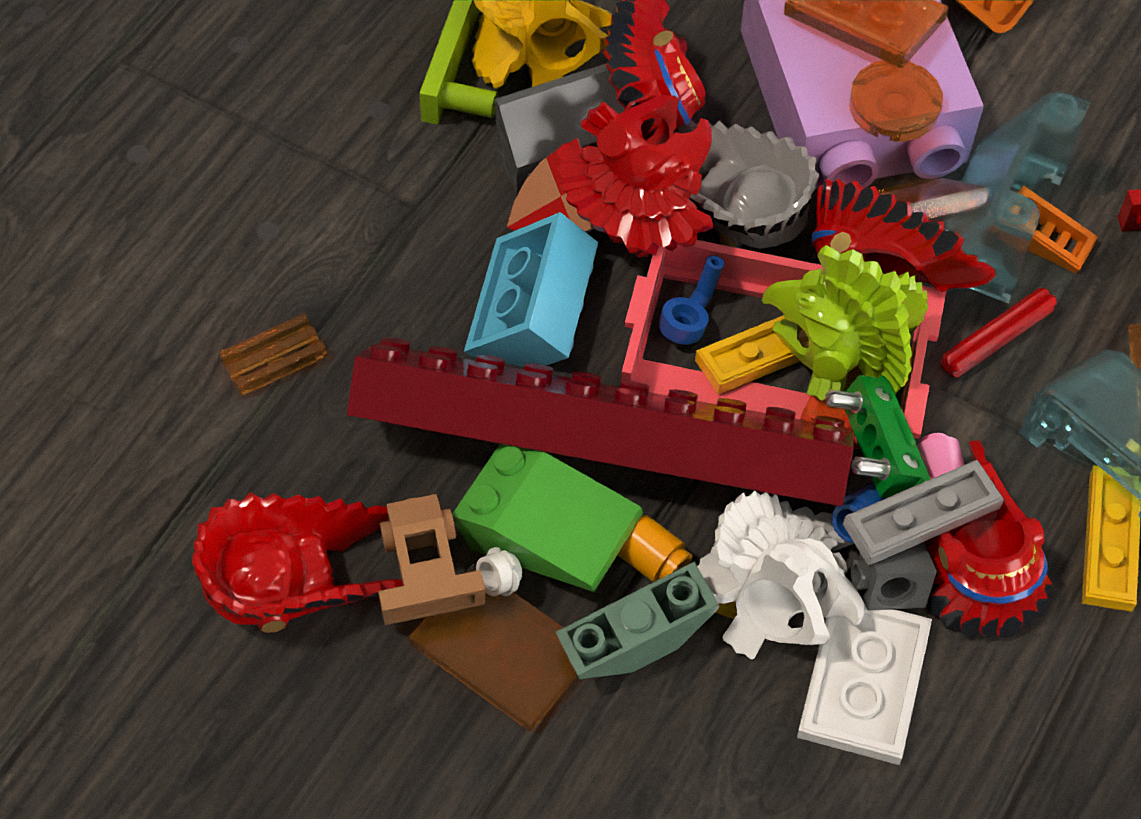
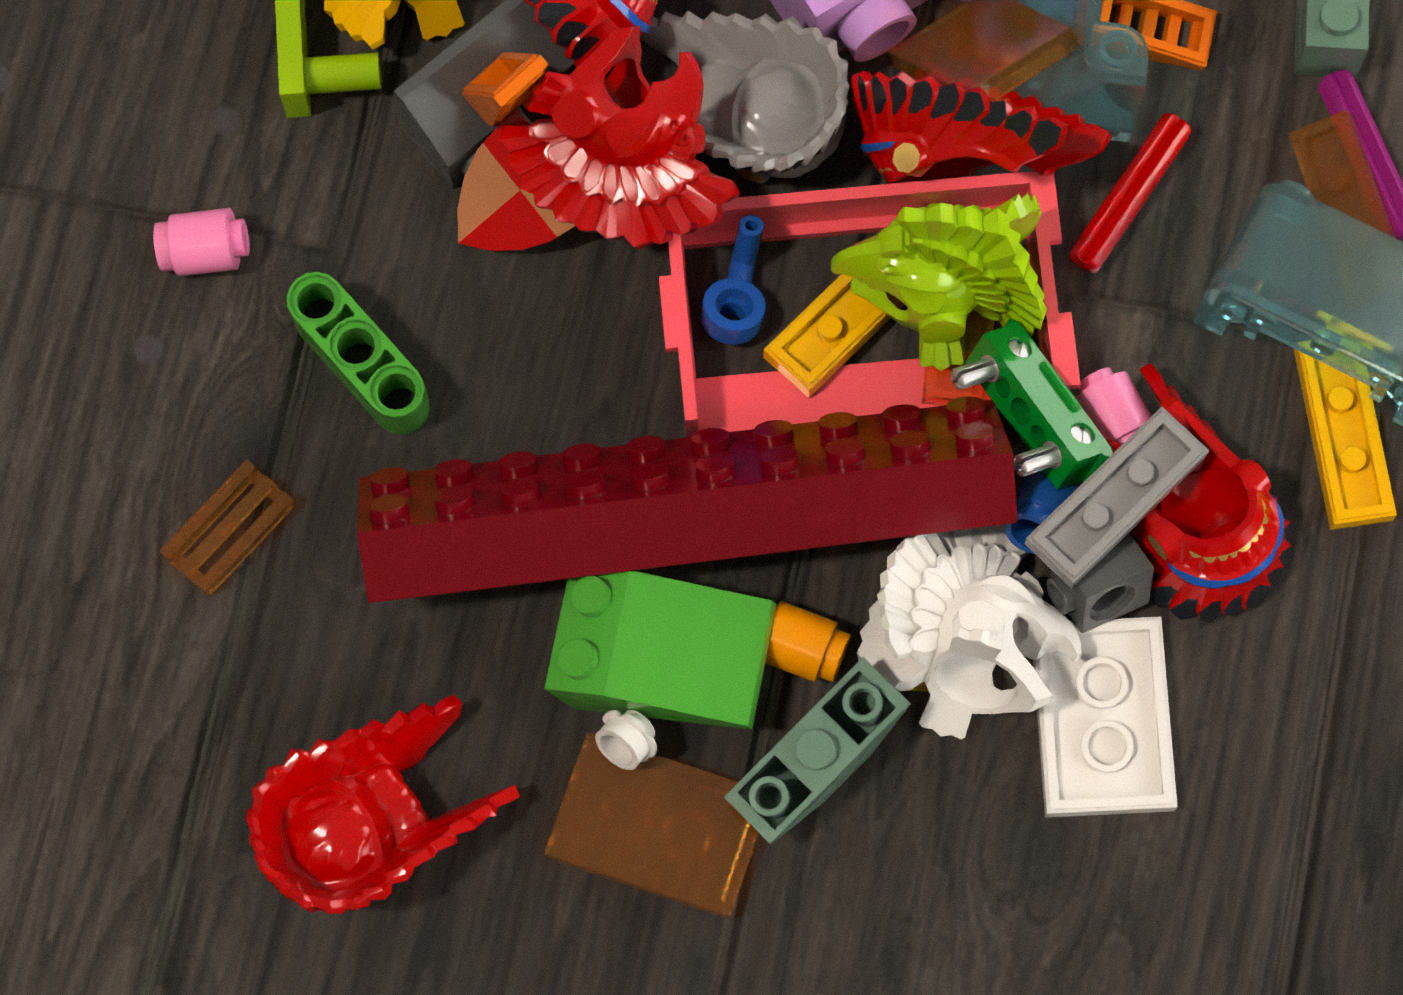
camera: 15 degrees left, 15 degrees up
(330, 171) = (201, 242): none -> bright pink brick
(412, 287) = (349, 326): none -> bright green beam
(427, 585) = (551, 789): medium nougat tile -> none
(533, 293) = (529, 337): medium azure slope -> none
(565, 116) = (504, 85): none -> orange slope

